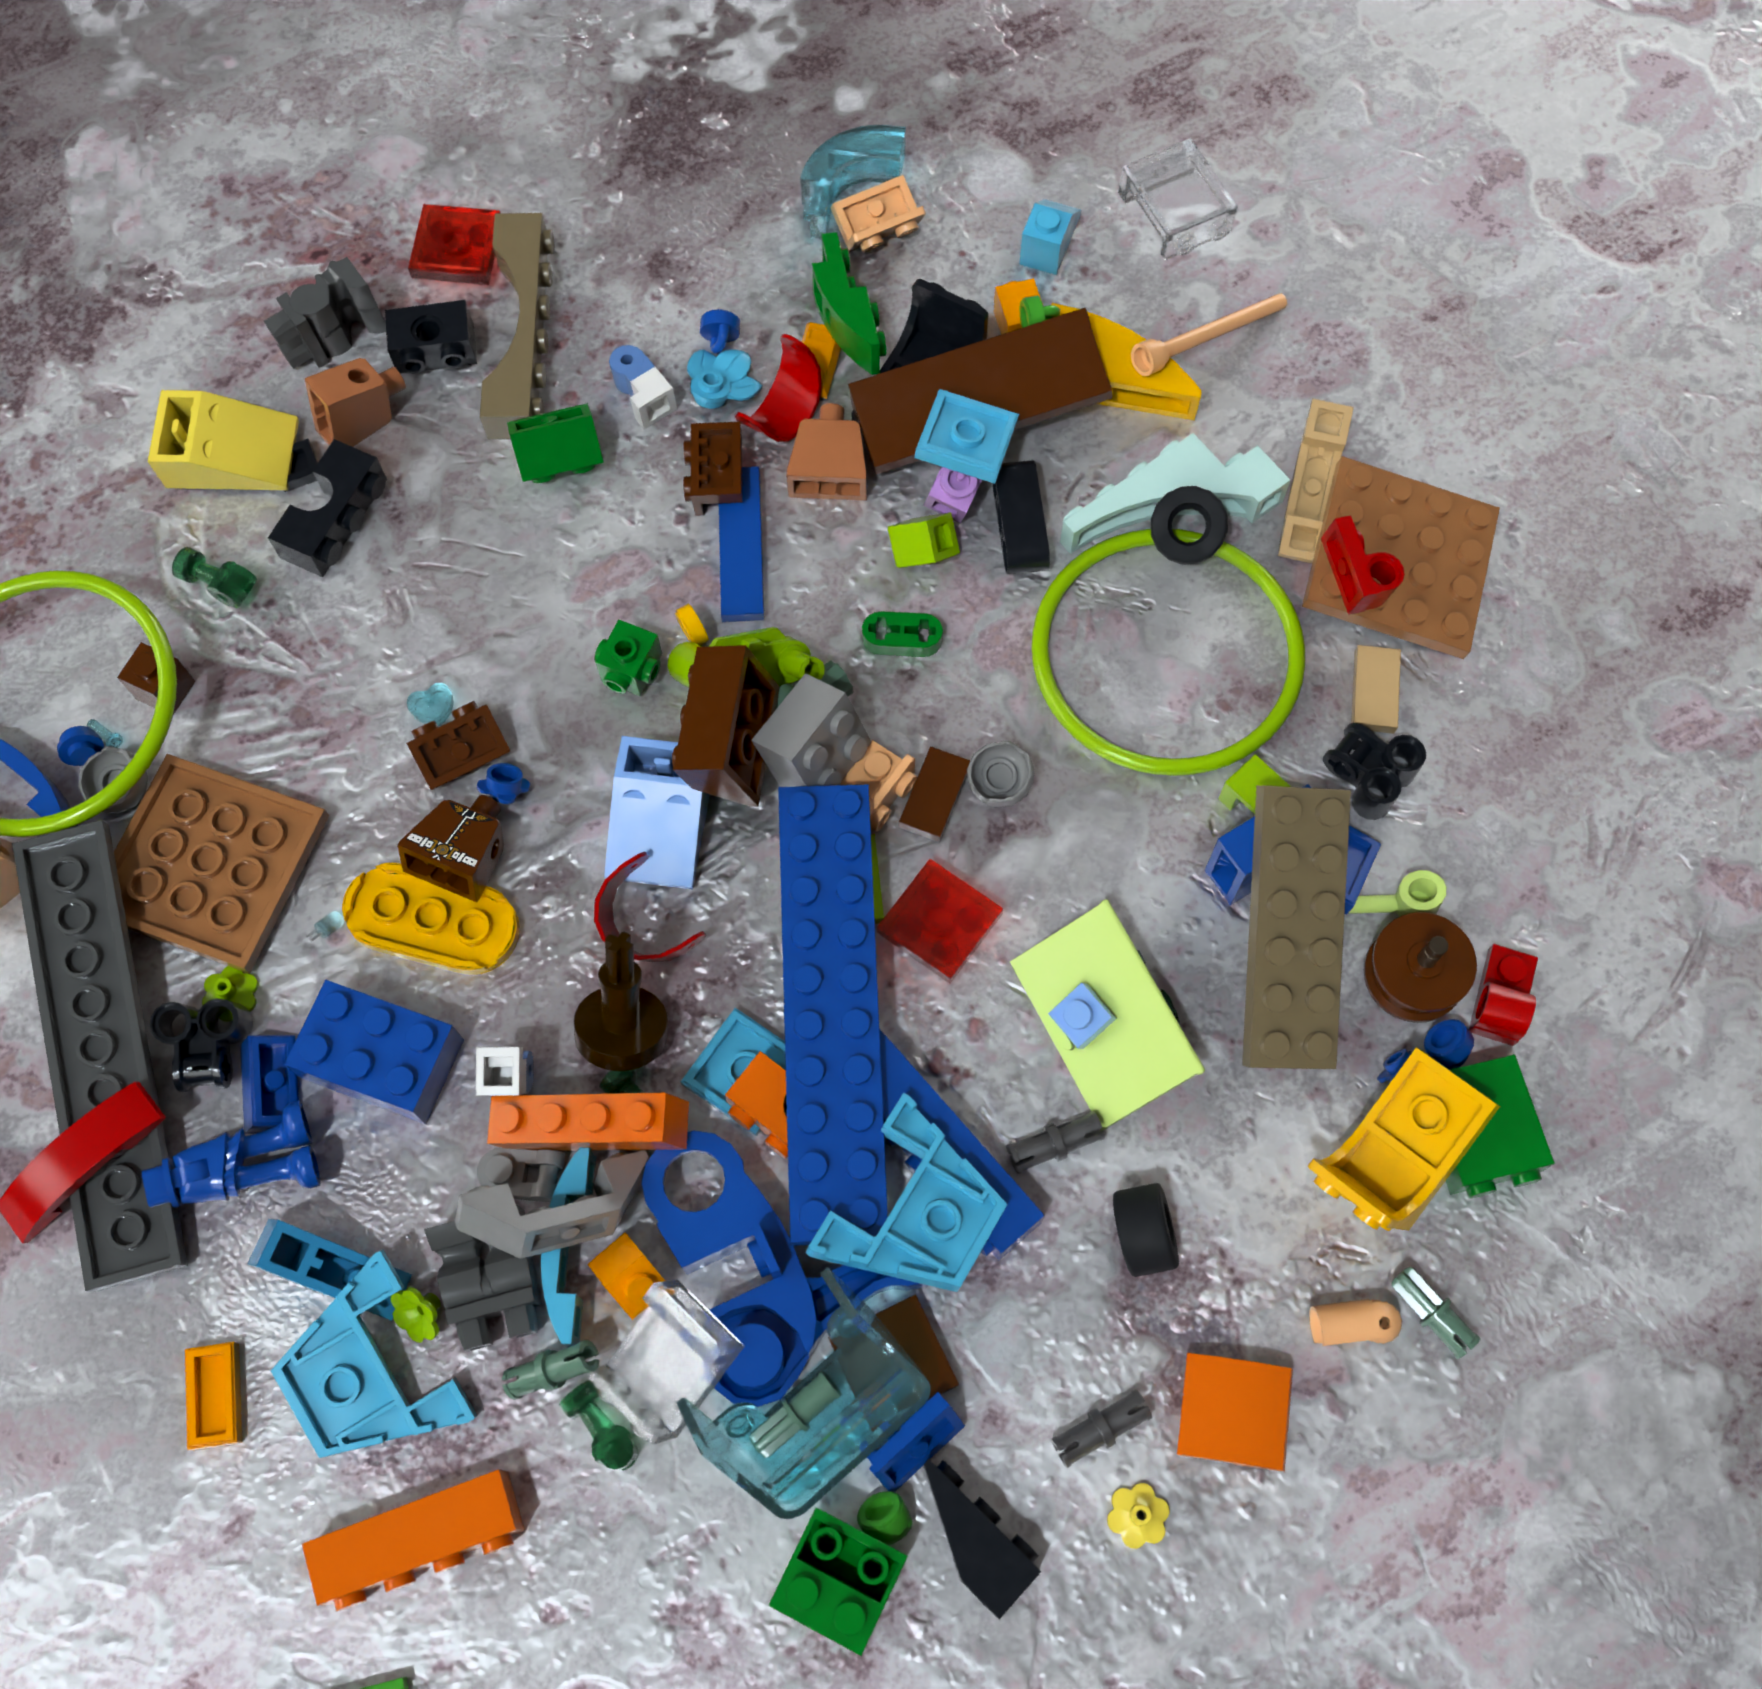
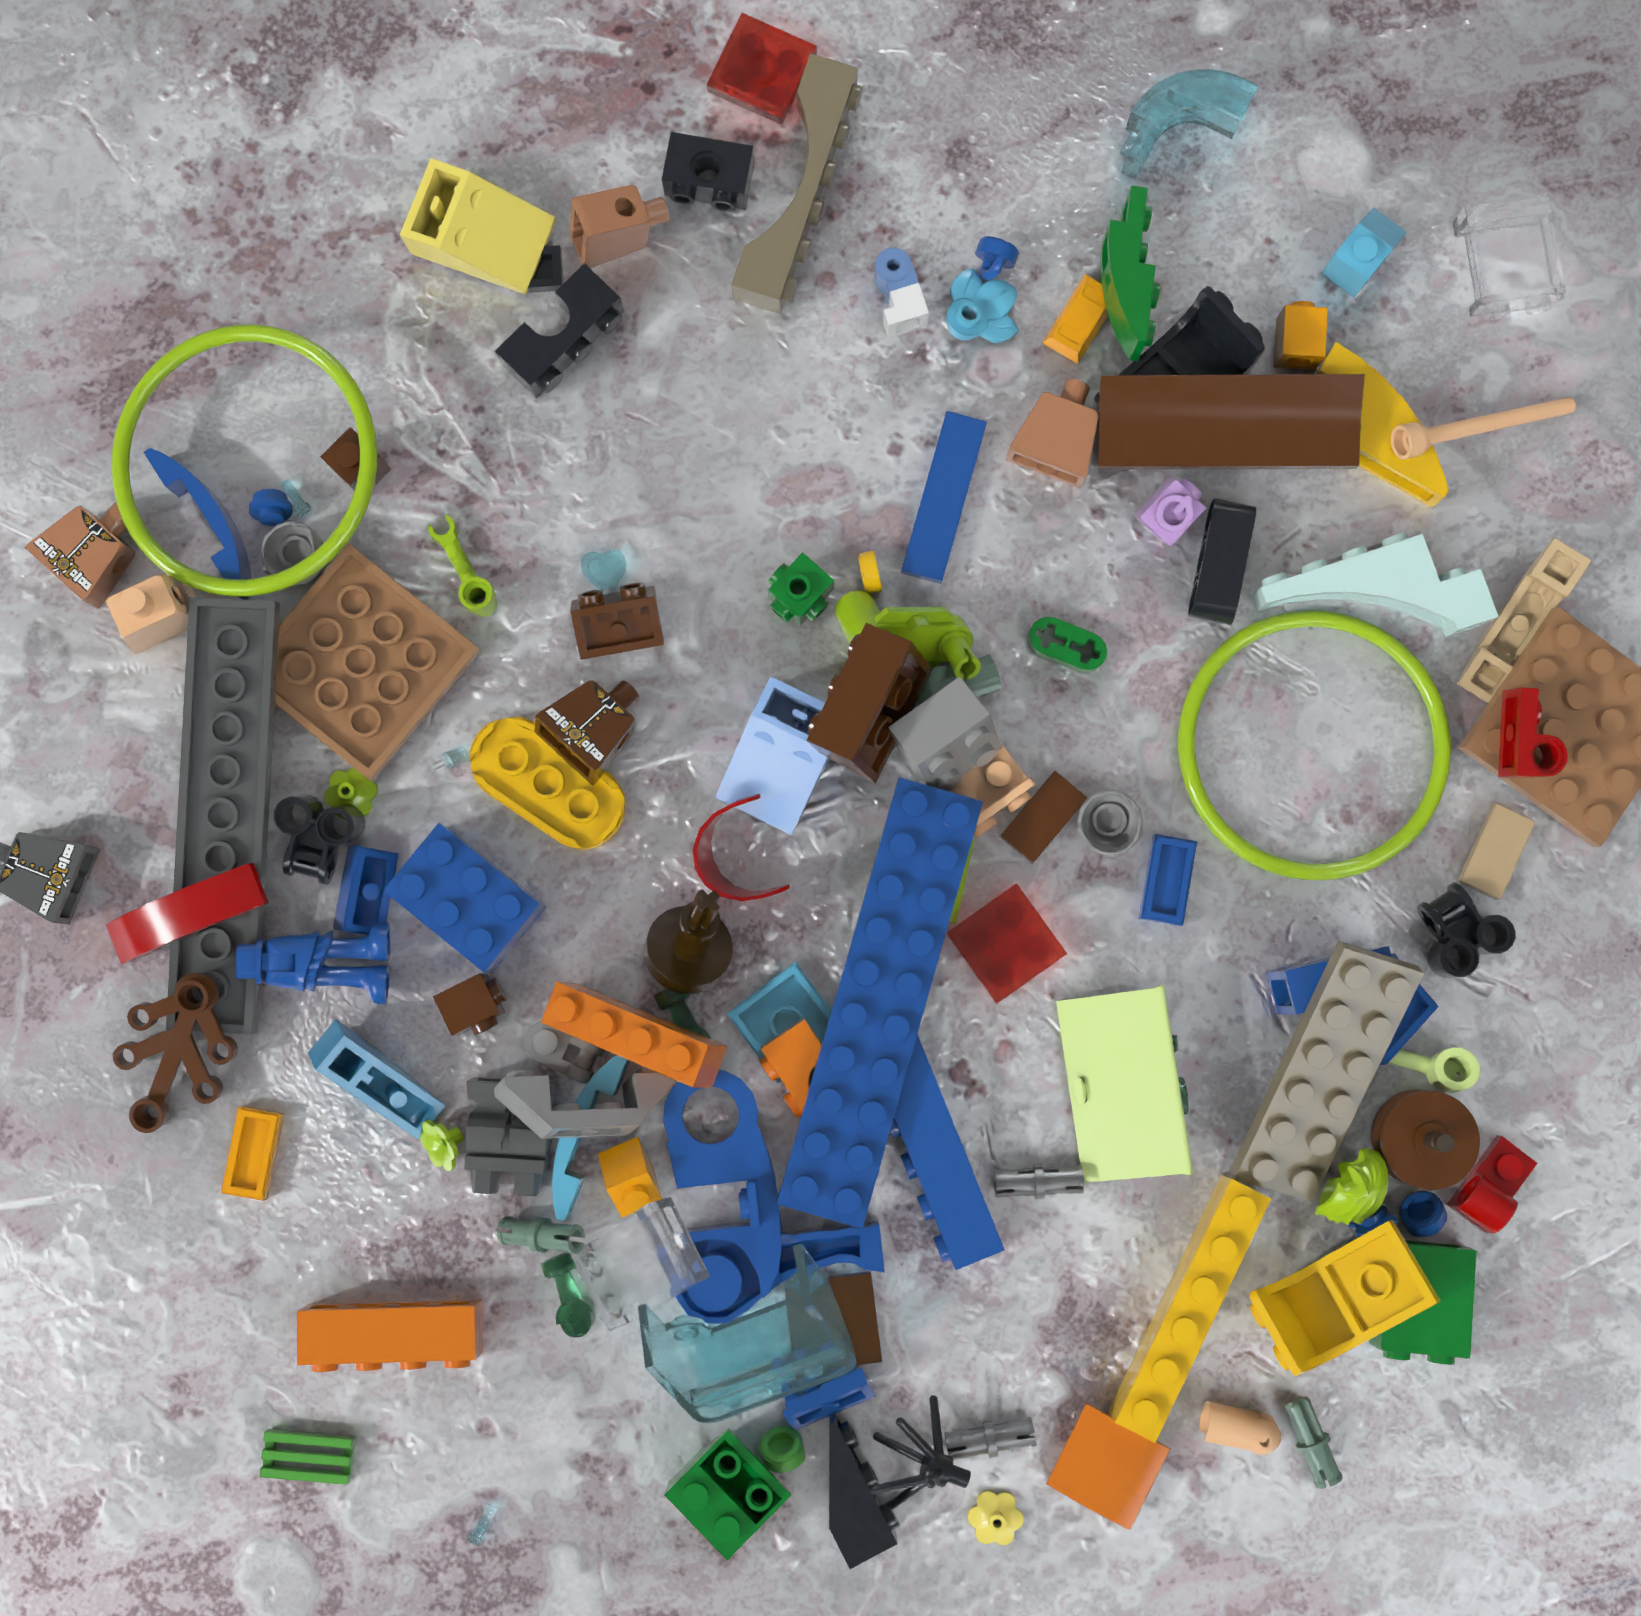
camera: 20 degrees right, 15 degrees up
(100, 1302) = (177, 1047): none -> reddish brown plant
(226, 583) = (443, 379): clear green leg -> none
(305, 756) = (472, 586): none -> lime brick
(320, 315) = (605, 119): dark grey hips -> none
(343, 1382) = (364, 1184): medium azure wing -> none
(410, 1157) = (472, 1005): none -> reddish brown brick
(503, 783) = (649, 666): blue plate -> none
(503, 1071) = (573, 962): white leg -> none
(555, 443) = (796, 335): green brick -> none
(714, 464) = (945, 410): reddish brown bracket -> none
(792, 395) = (1037, 358): red piece -> none
(794, 1415) = (735, 1342): sand green axle -> none
(877, 214) = (1196, 174): light nougat bracket -> none
(923, 540) = (1120, 555): lime panel -> none
(934, 1224) = (909, 1229): medium azure wing -> none
(966, 436) = (1198, 472): medium azure tile -> none
(1033, 311) = (1311, 357): bright green tile -> none
(1053, 1473) = (935, 1466): none -> black plant
(1076, 814) = (1167, 880): none -> blue tile
(1082, 1016) = (1102, 1081): light blue plate -> none
(1145, 1230) = (1088, 1289): black tyre -> none
(1189, 498) = (1380, 661): black tyre -> none
(1243, 783) = (1342, 918): lime panel -> none
(1254, 1214) = (1188, 1308): none -> yellow brick
(1375, 1037) = (1357, 1192): none -> lime hair

